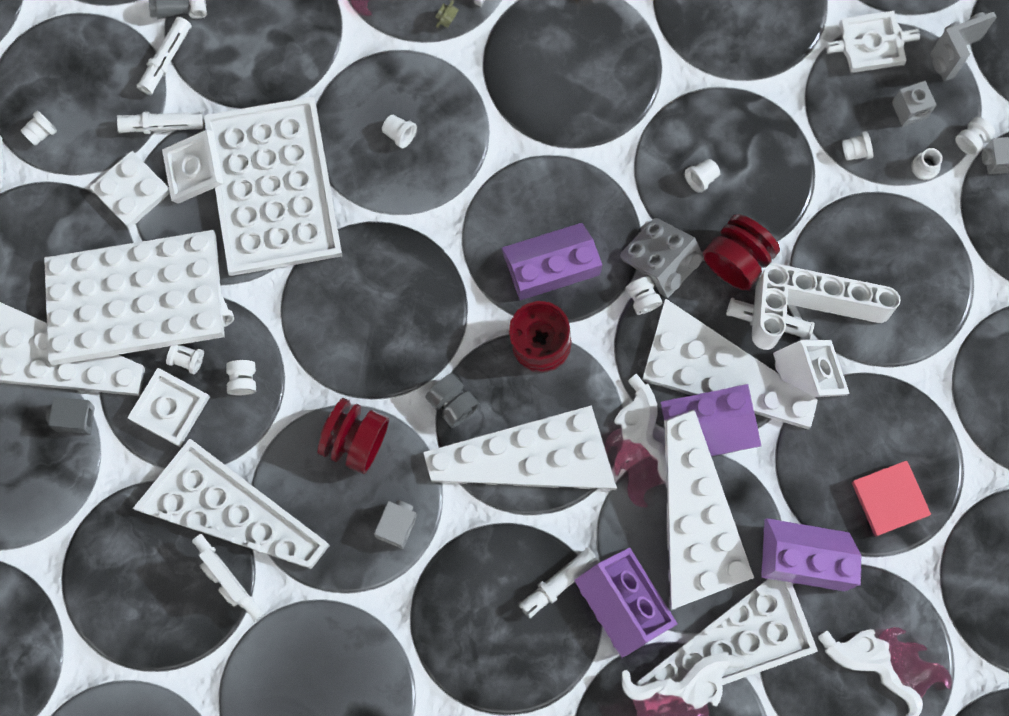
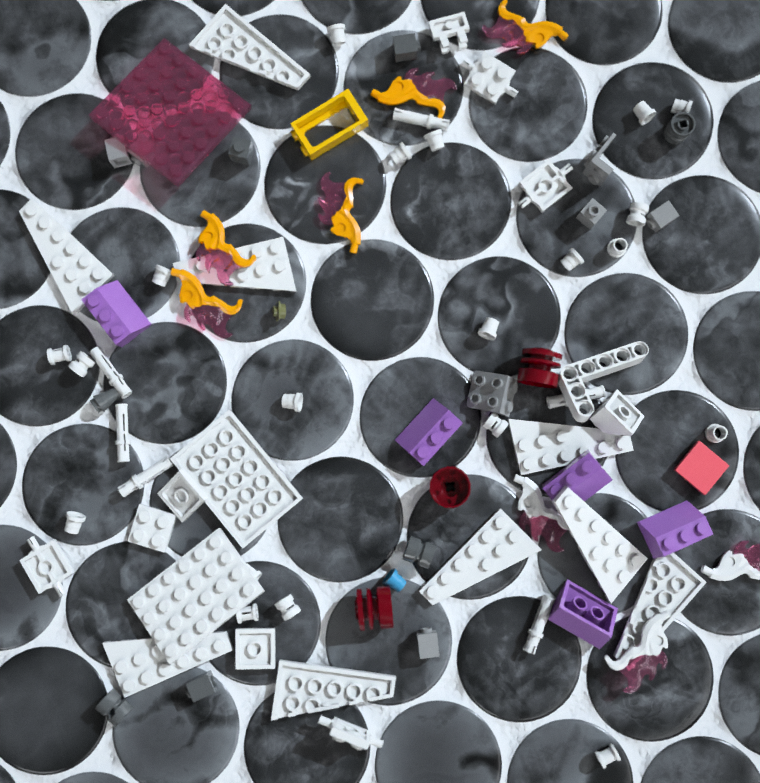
camera: 25 degrees left, 10 degrees up
(400, 421) = (394, 580): none -> dark azure piece
(927, 469) = (710, 433): none -> white piece

